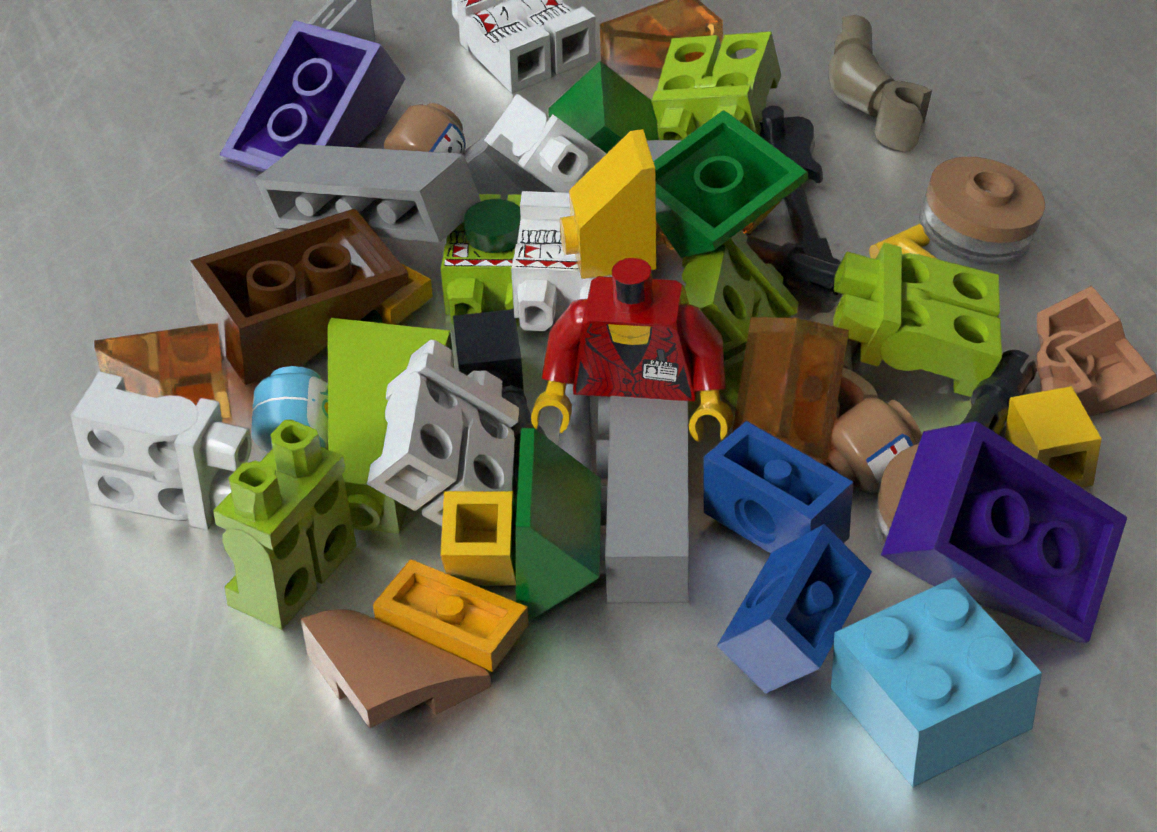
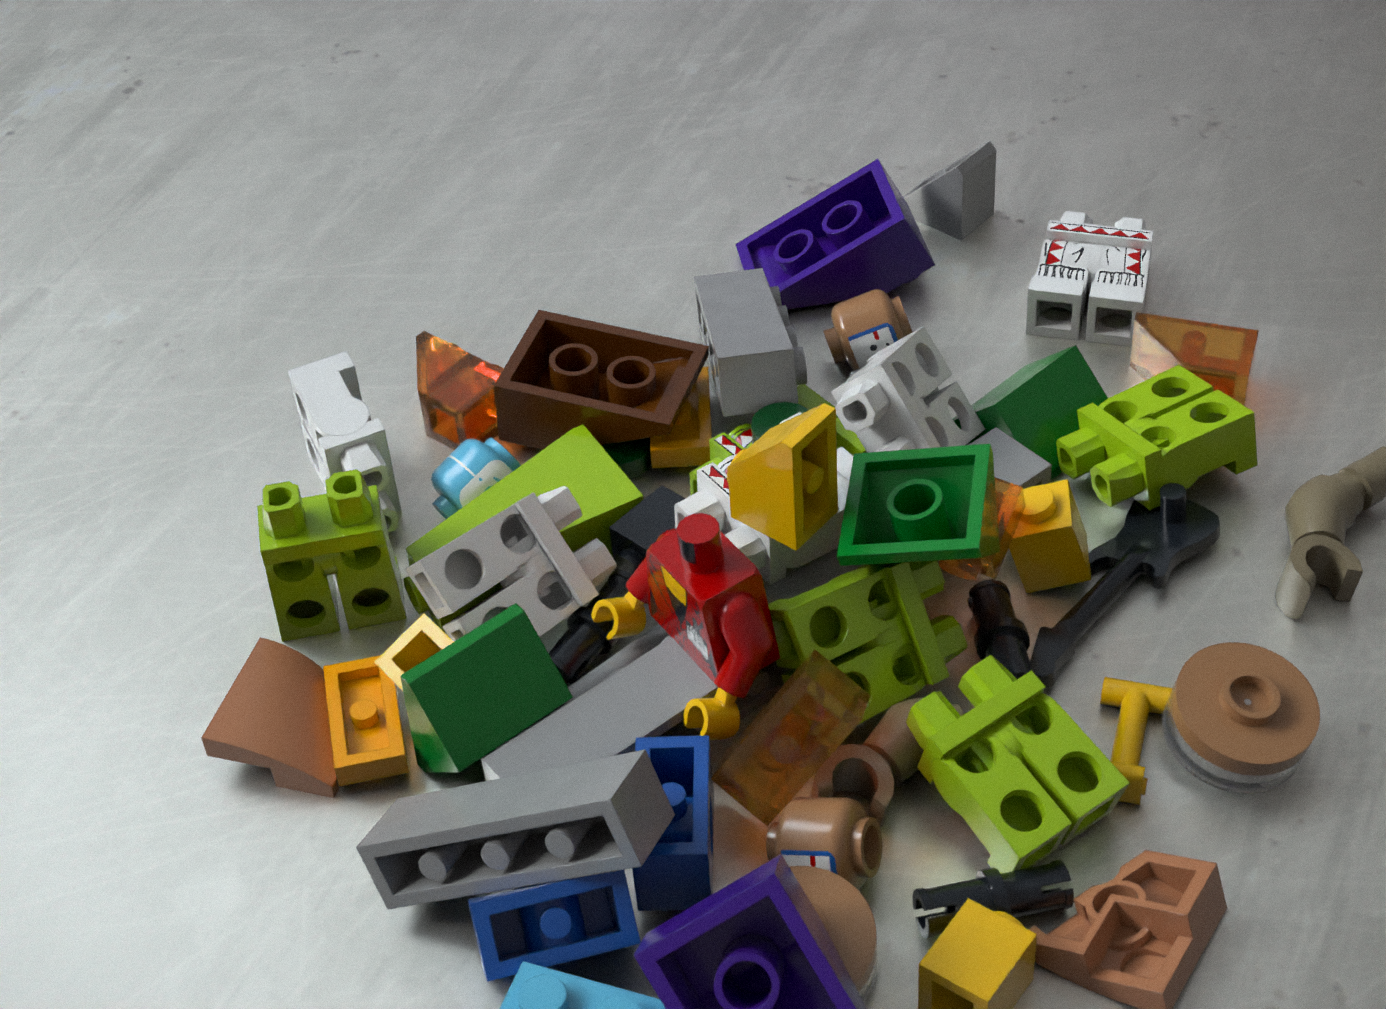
camera: 50 degrees right, 0 degrees up
(720, 564) = (518, 831): none -> light grey brick

